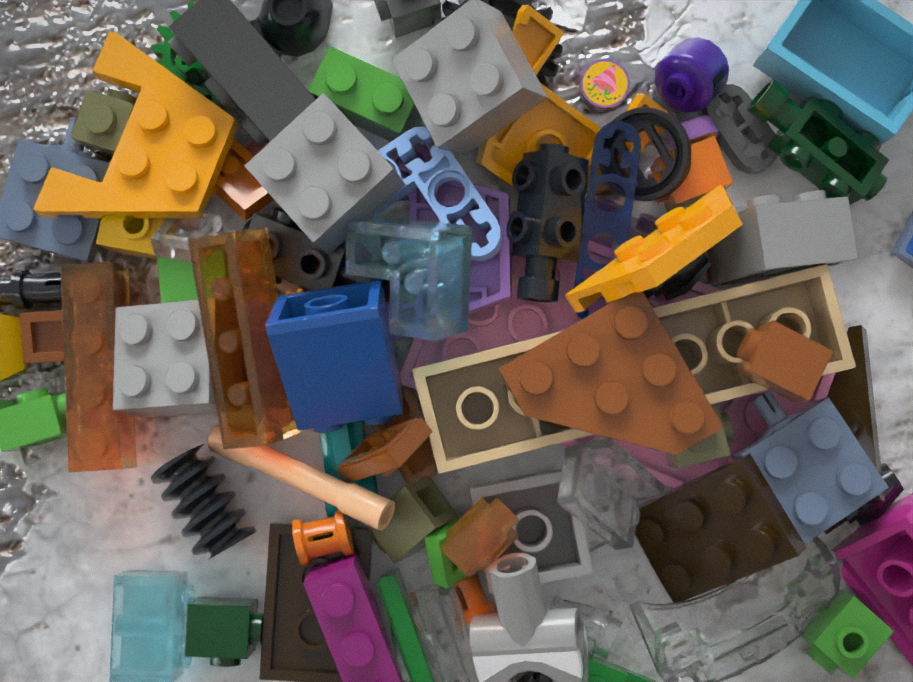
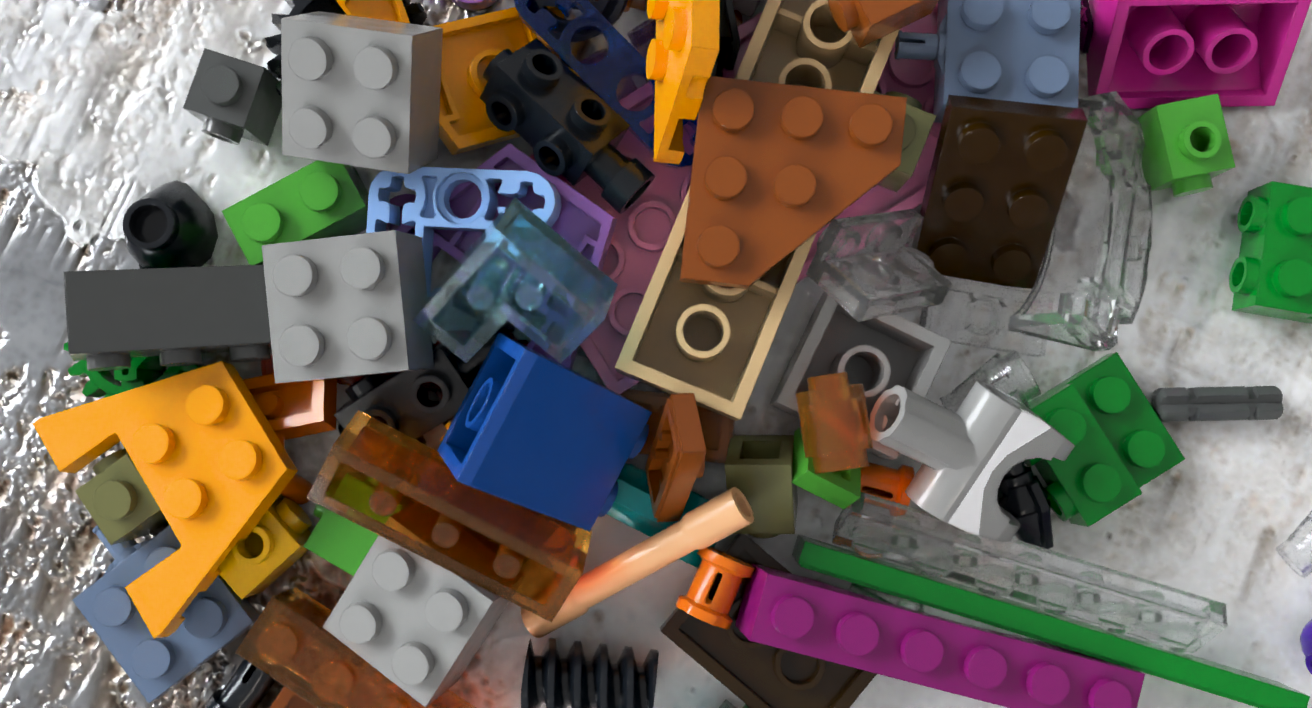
camera: 55 degrees left, 0 degrees up
(173, 235) = (293, 513): clear plate -> none

